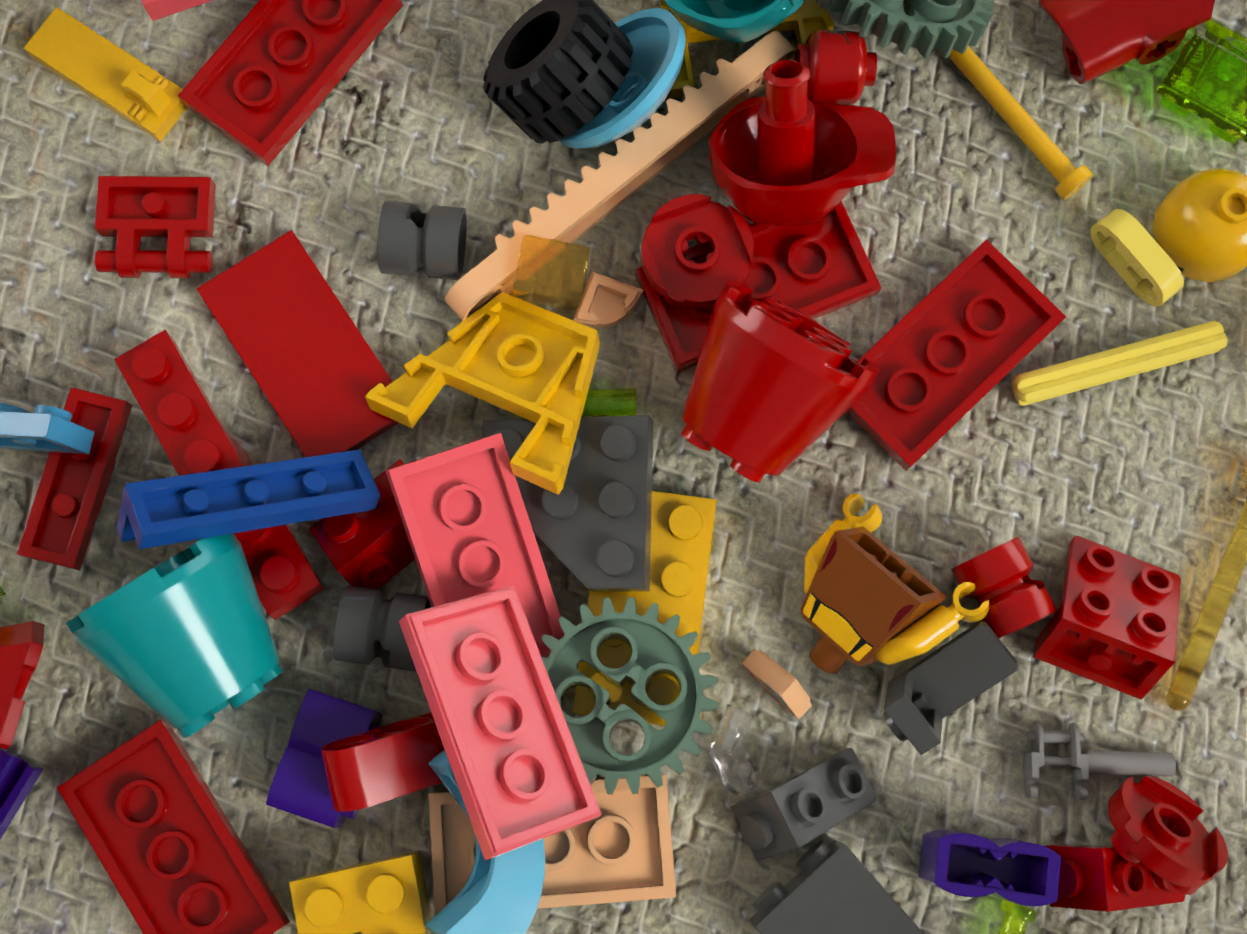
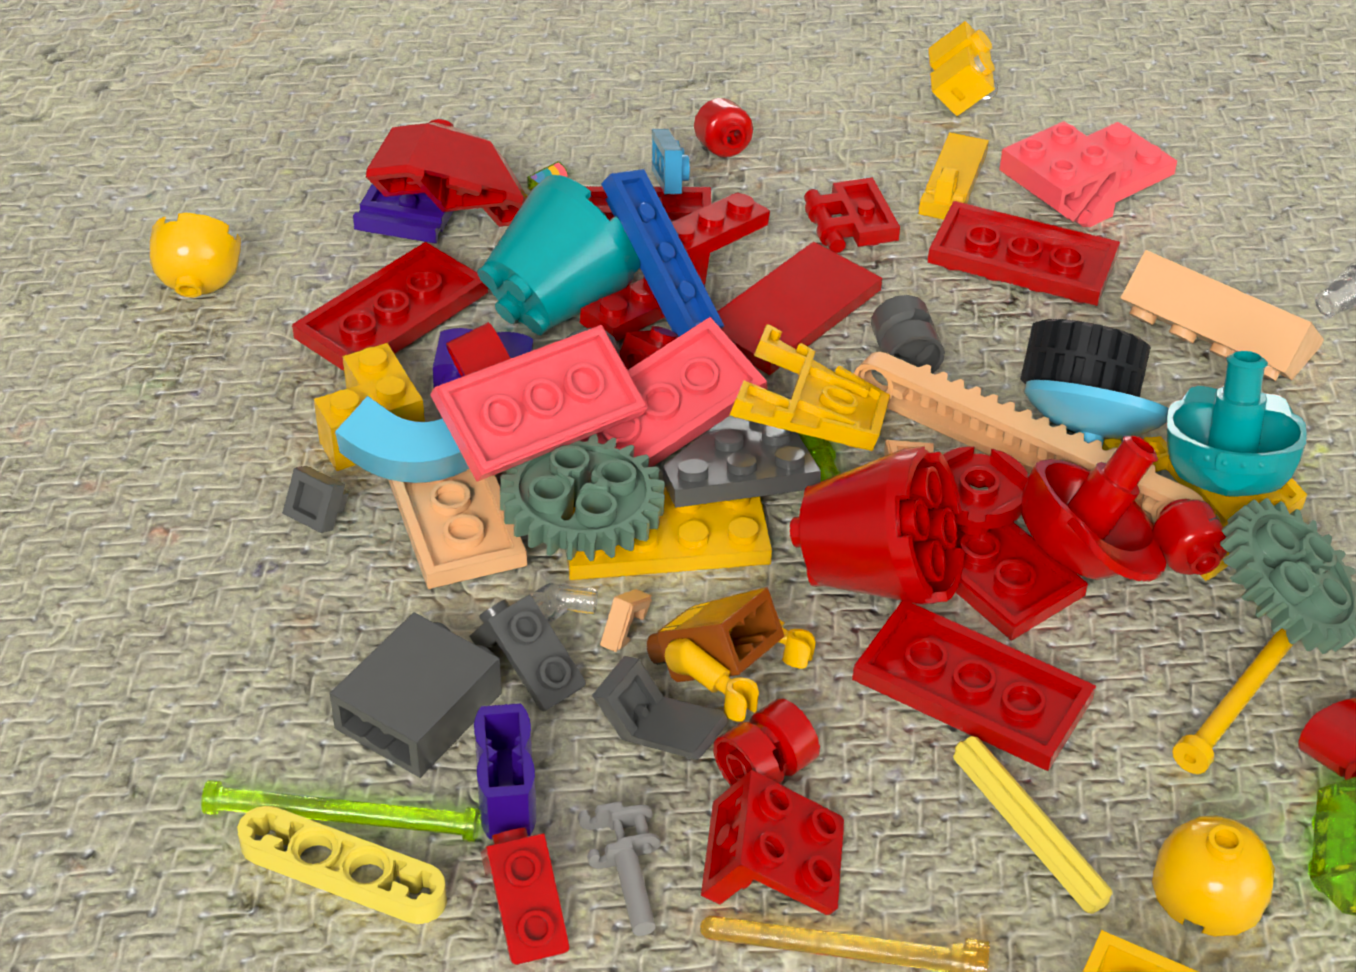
camera: 80 degrees right, 35 degrees down
(550, 272) = (917, 408): clear yellow panel -> none
(1137, 257) = (1141, 811): light yellow beam -> none
(1162, 831) = (549, 904): red plate -> none

